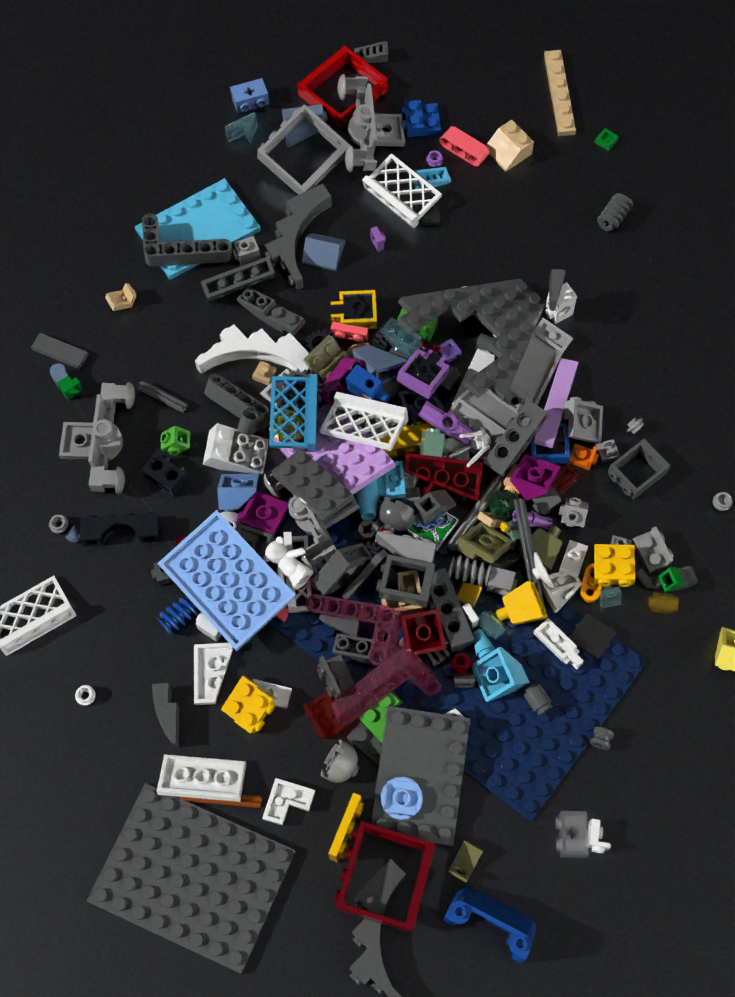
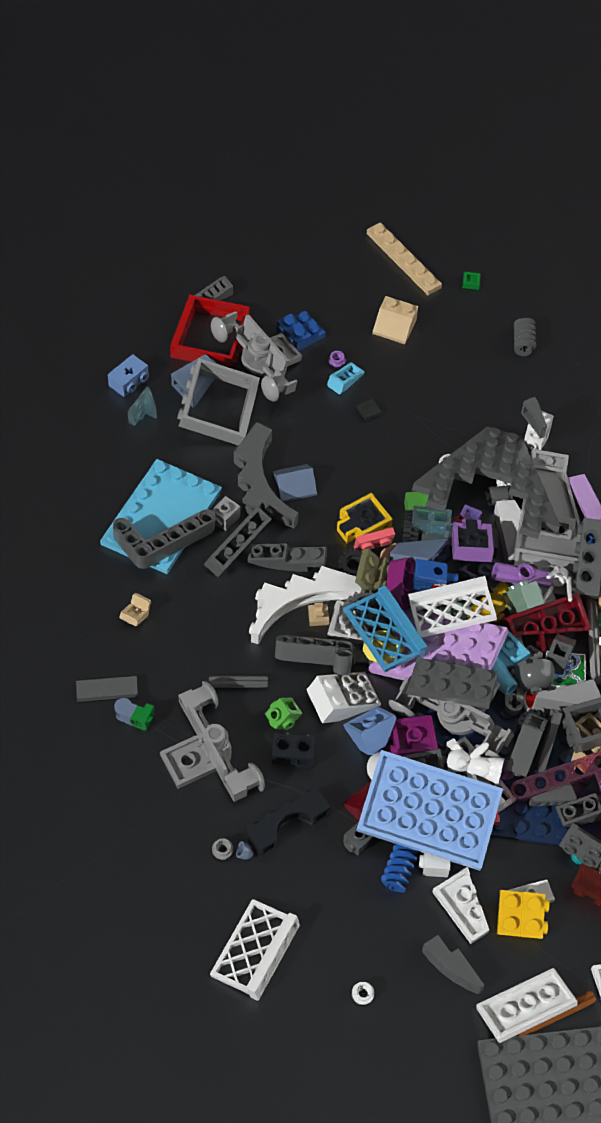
camera: 35 degrees left, 10 degrees down
(378, 238) = (337, 449): medium lavender plate -> none
(389, 198) = (325, 411): white fence -> none
(464, 146) = (356, 337): coral beam -> none

